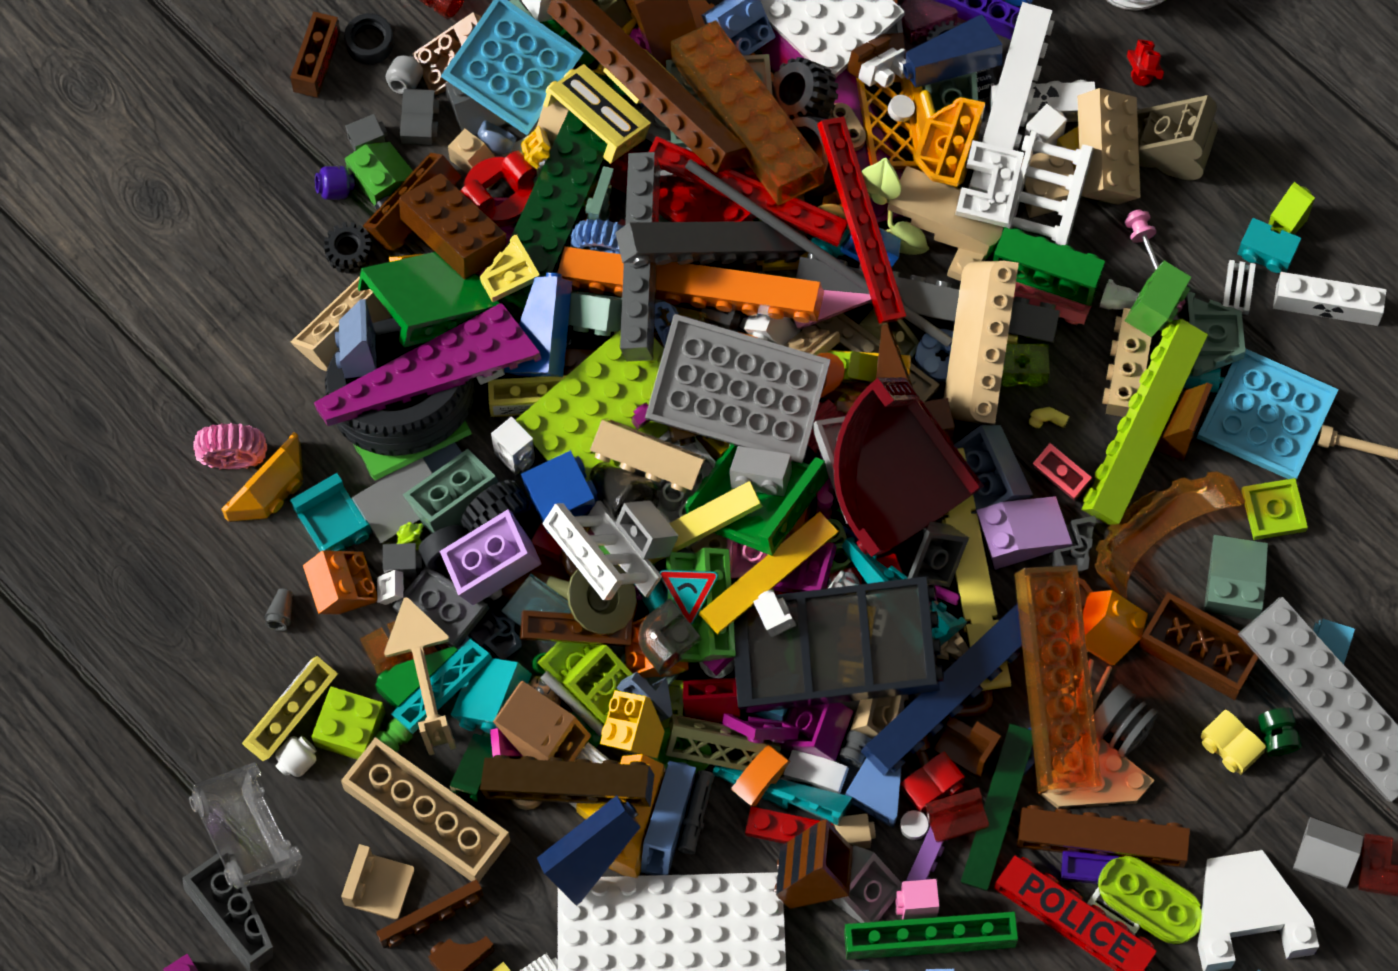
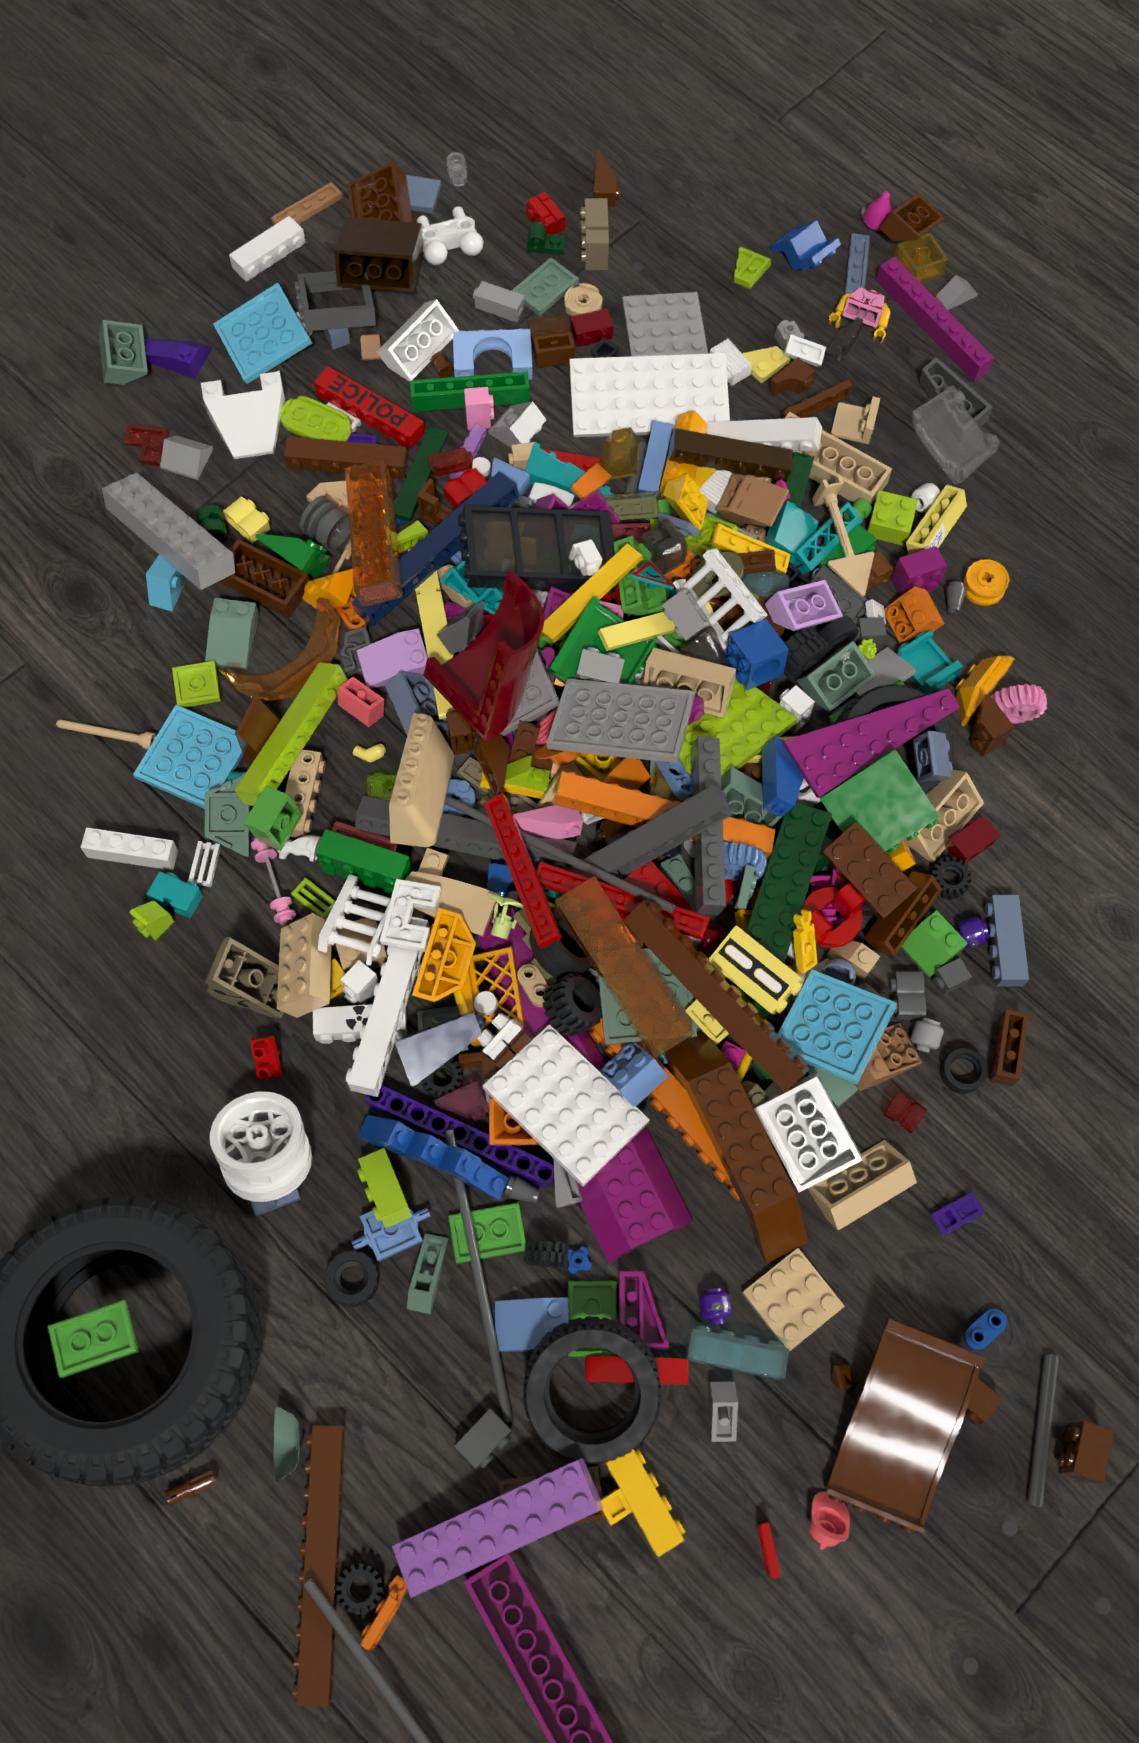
camera: 175 degrees right, 0 degrees up
(221, 627) = (986, 582): none -> light orange wheel
(272, 414) = (989, 727): none -> reddish brown slope
(294, 174) = (1007, 940): none -> sand blue brick
(316, 284) = (972, 840): none -> dark red brick
(326, 630) = (919, 569): none -> magenta brick
(500, 818) = (785, 433): none -> white brick
(509, 271) = (816, 816): light yellow wing -> none
(552, 655) = (736, 542): none -> yellow tile
(590, 849) = (712, 411): dark blue slope -> none
(719, 822) = (620, 453): none -> clear yellow slope
(814, 867) = (551, 418): reddish brown slope -> none
(1006, 711) = (410, 536): none -> lime slope
(1095, 249) = (308, 905): none -> lime tile
(1164, 678) = (304, 555): none -> green slope

